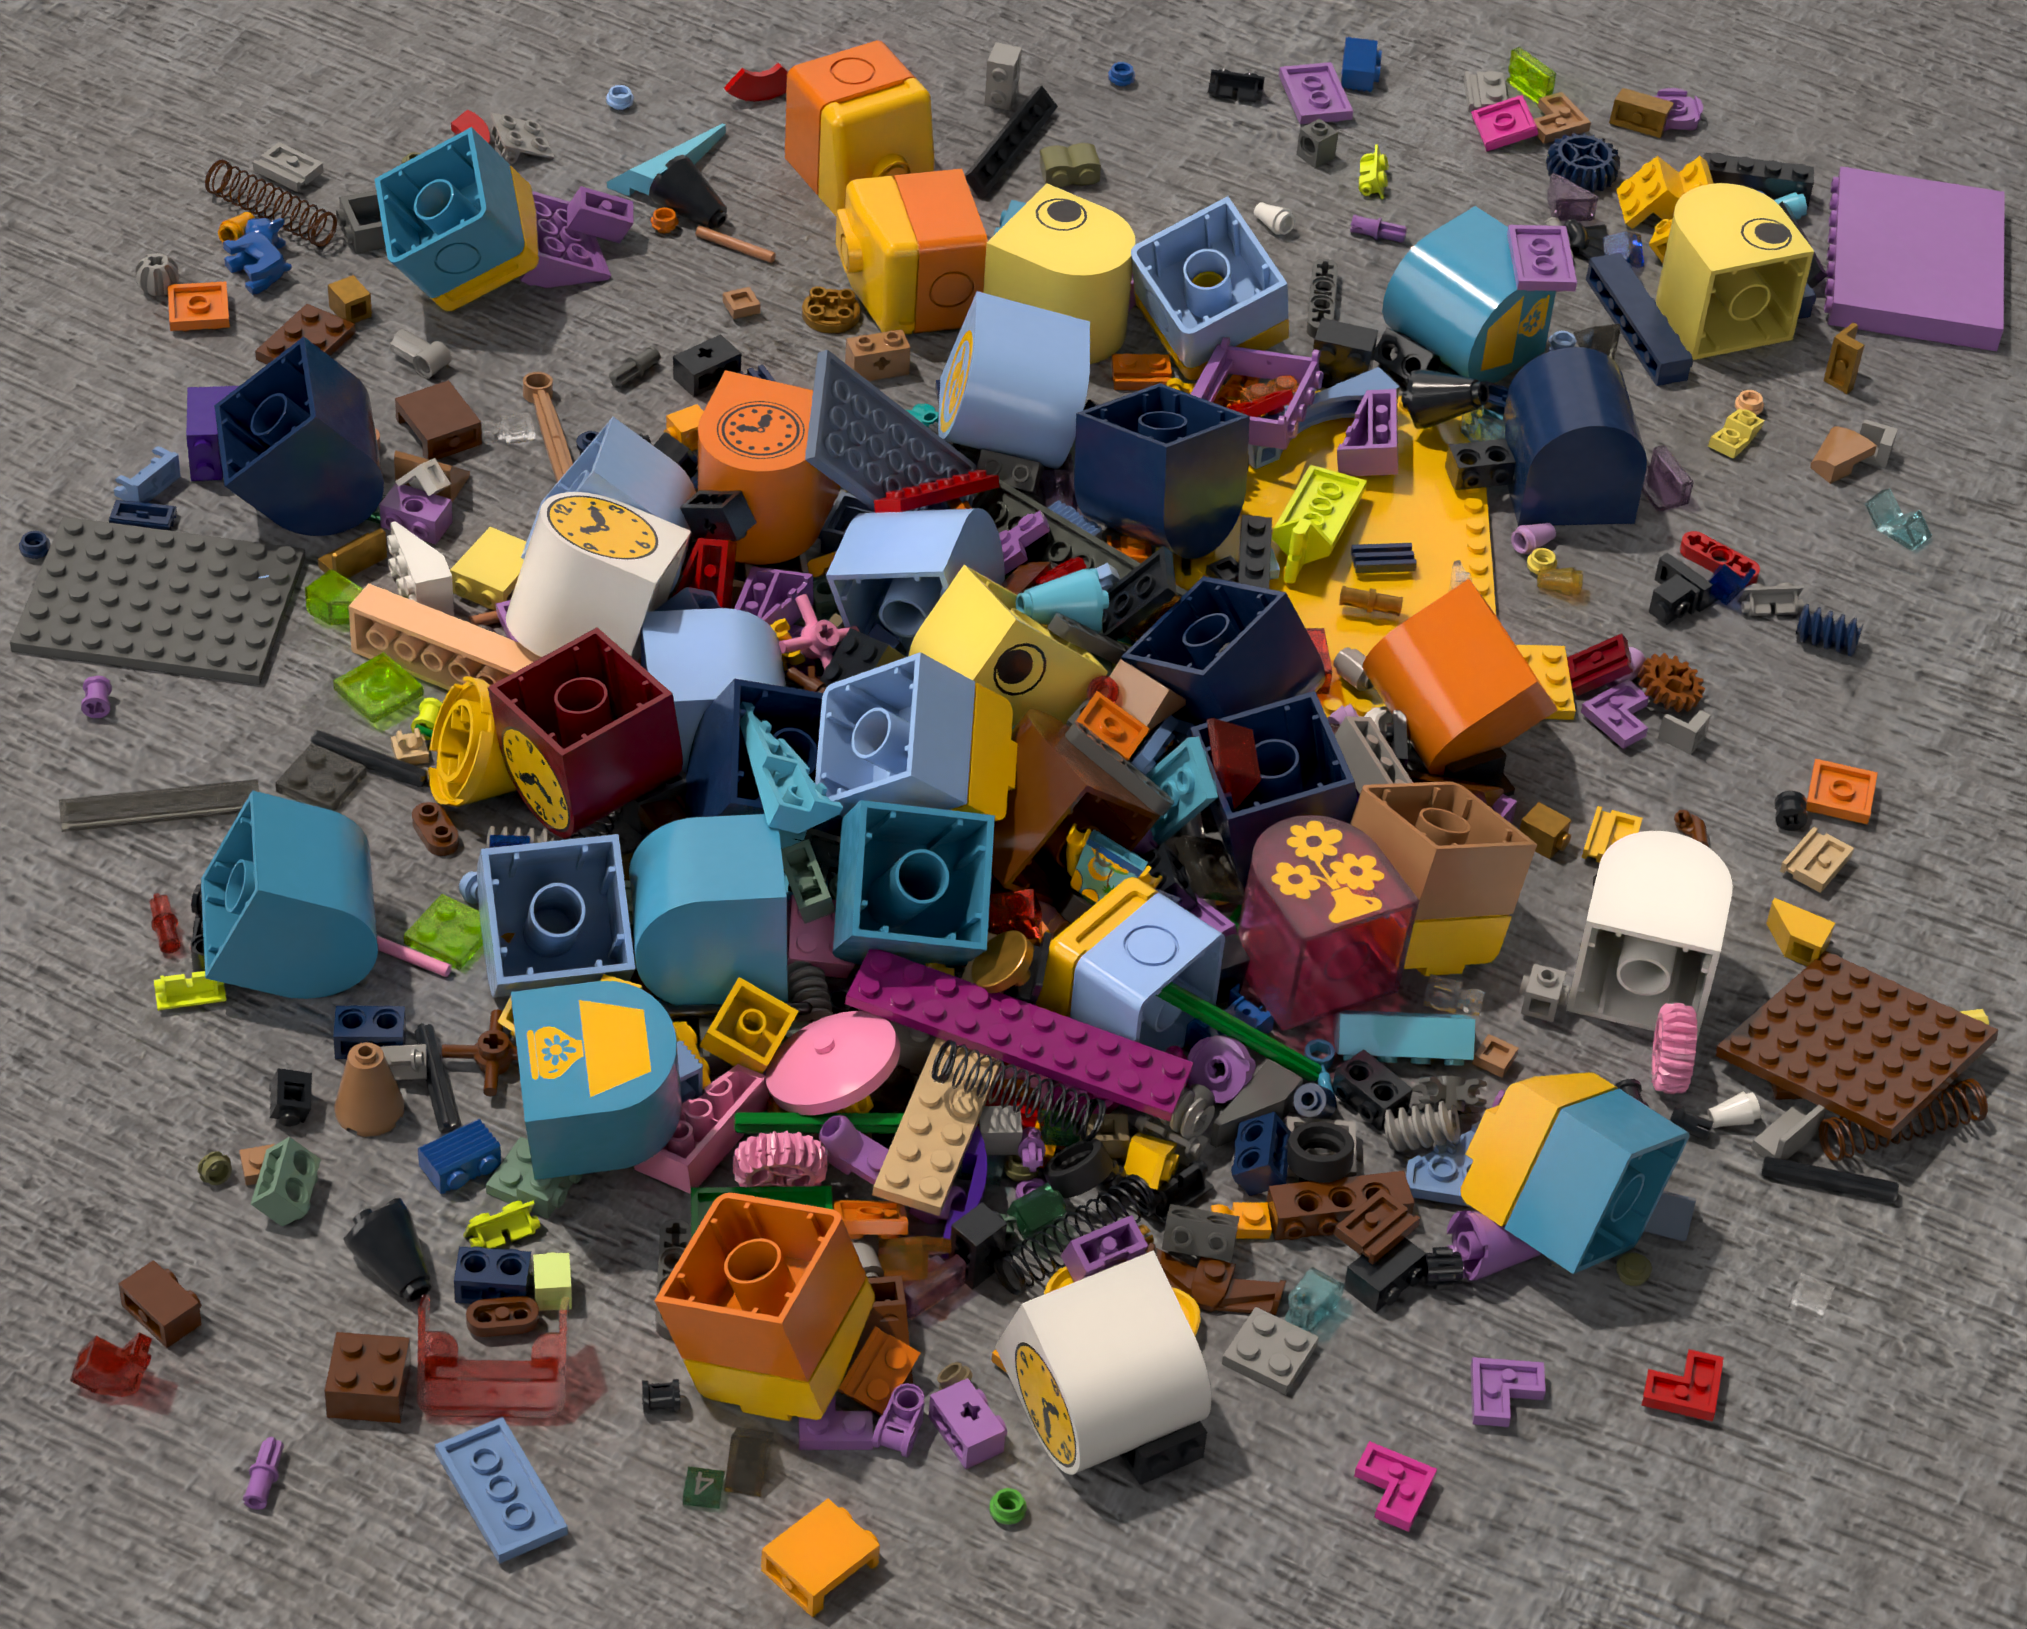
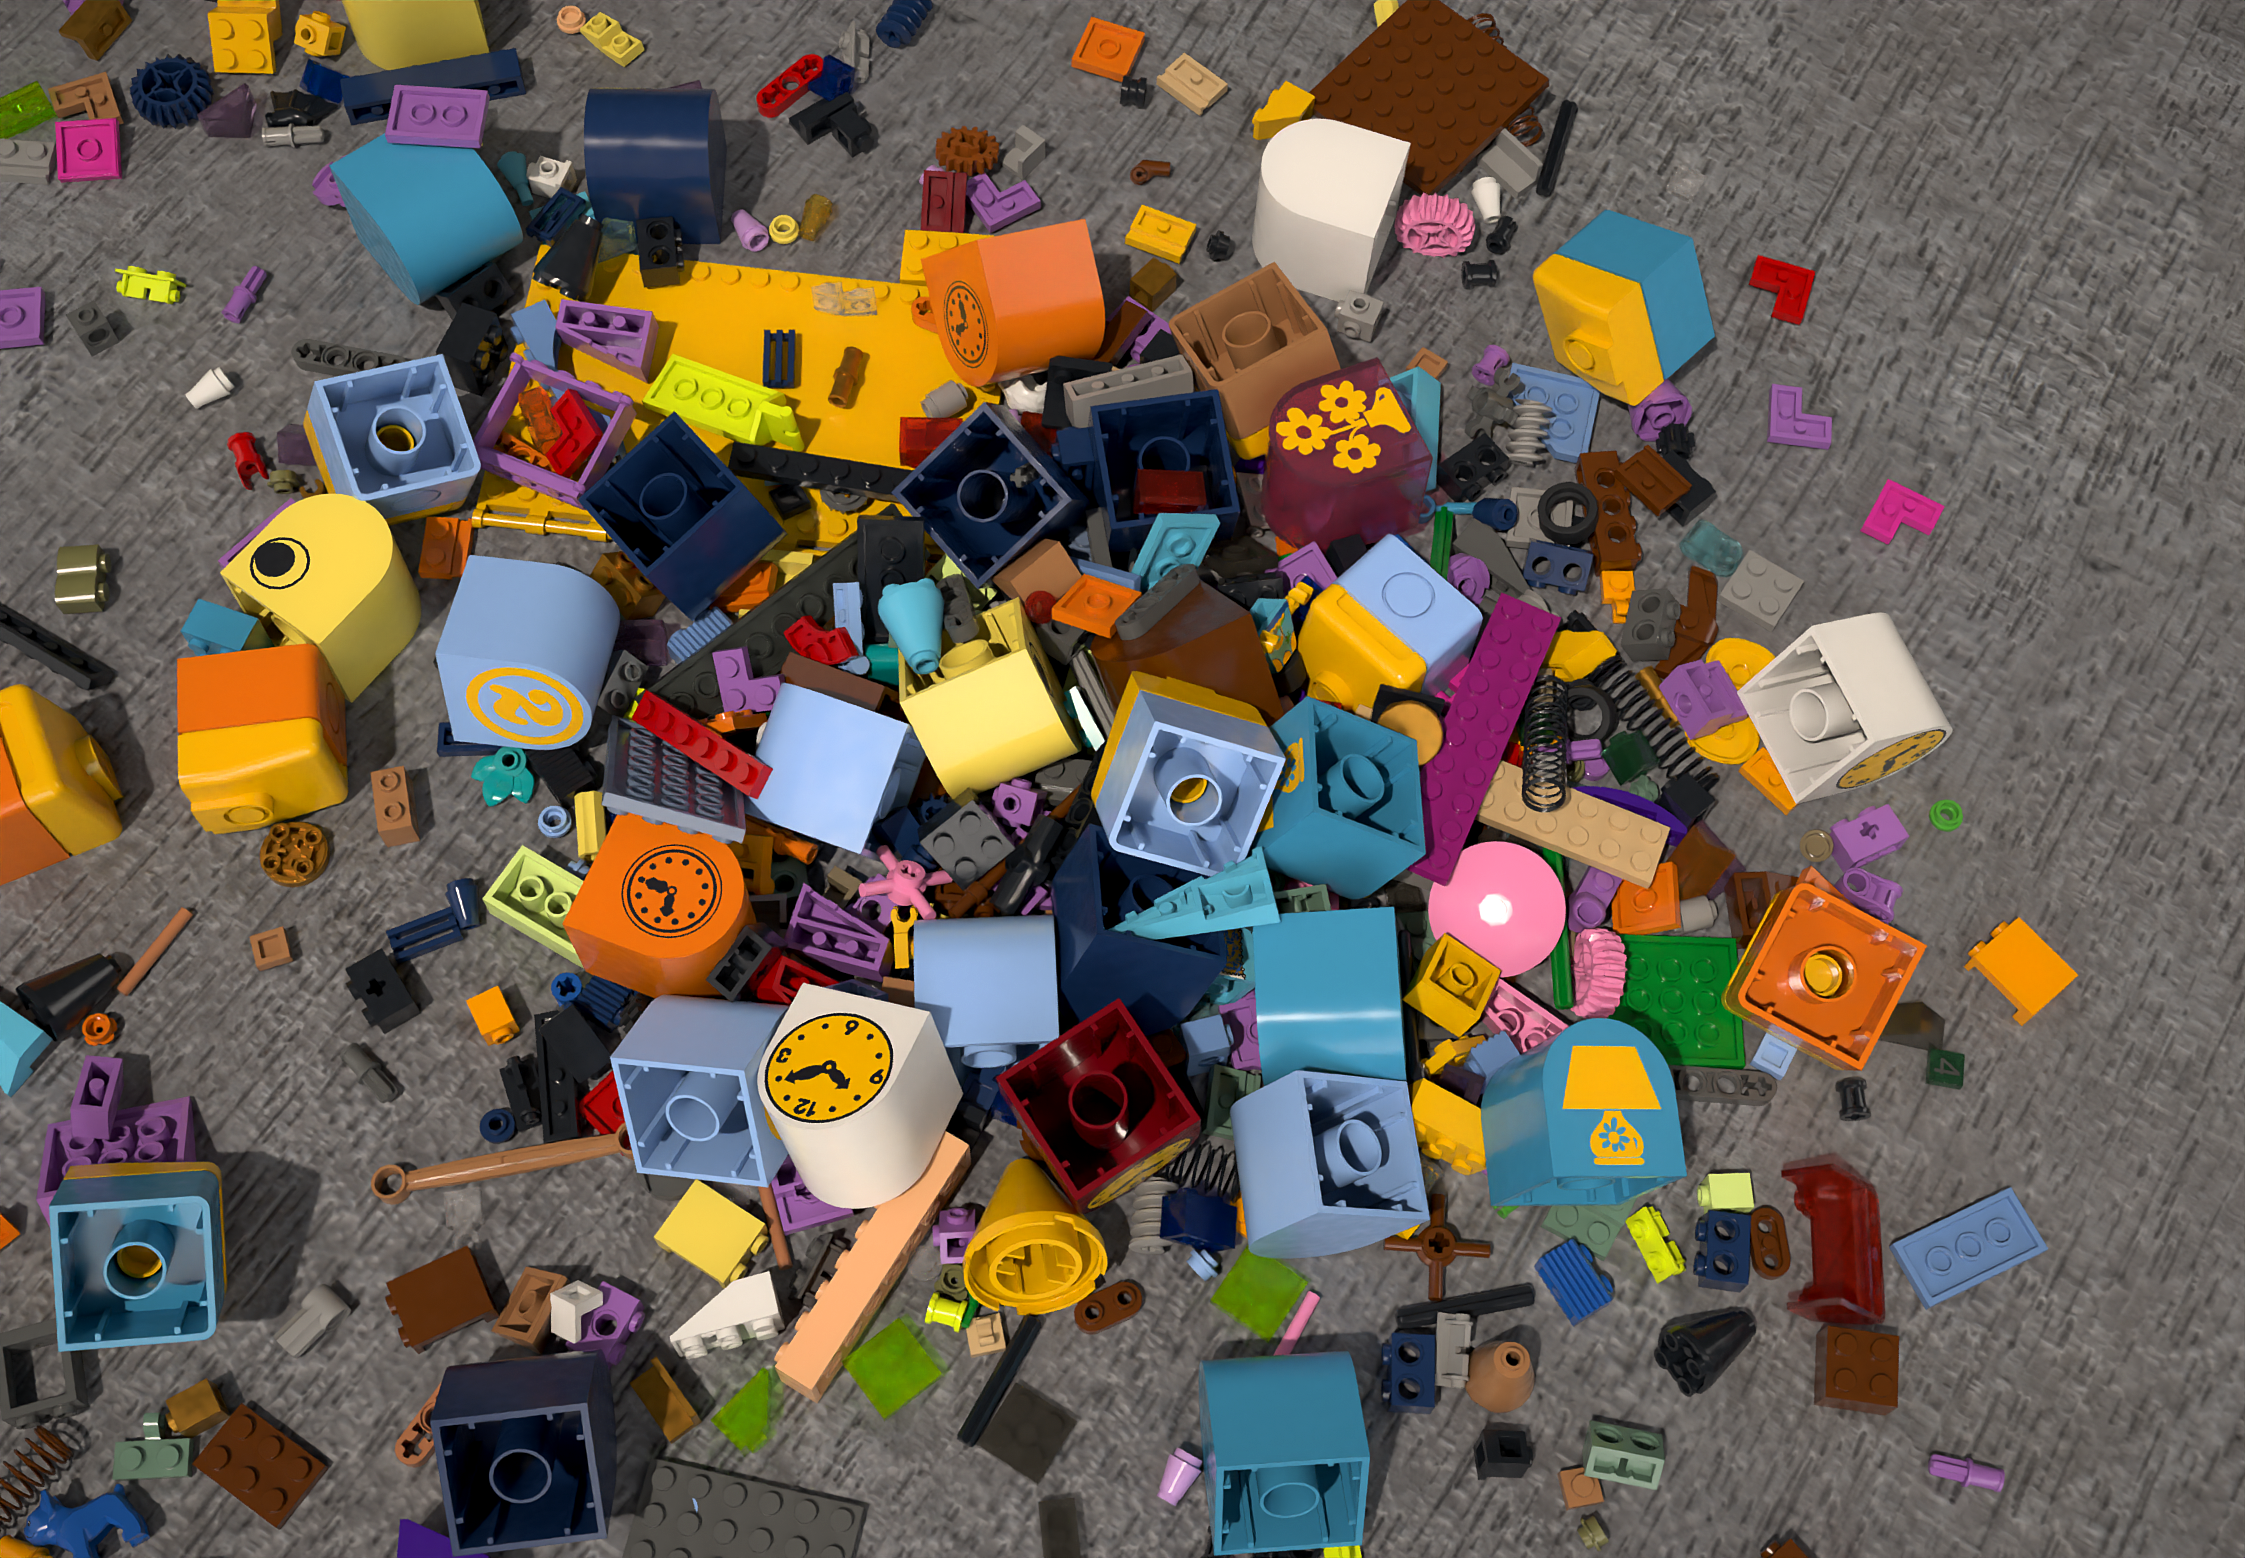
camera: 85 degrees left, 20 degrees up
(313, 284) = (155, 1455): none -> sand green plate

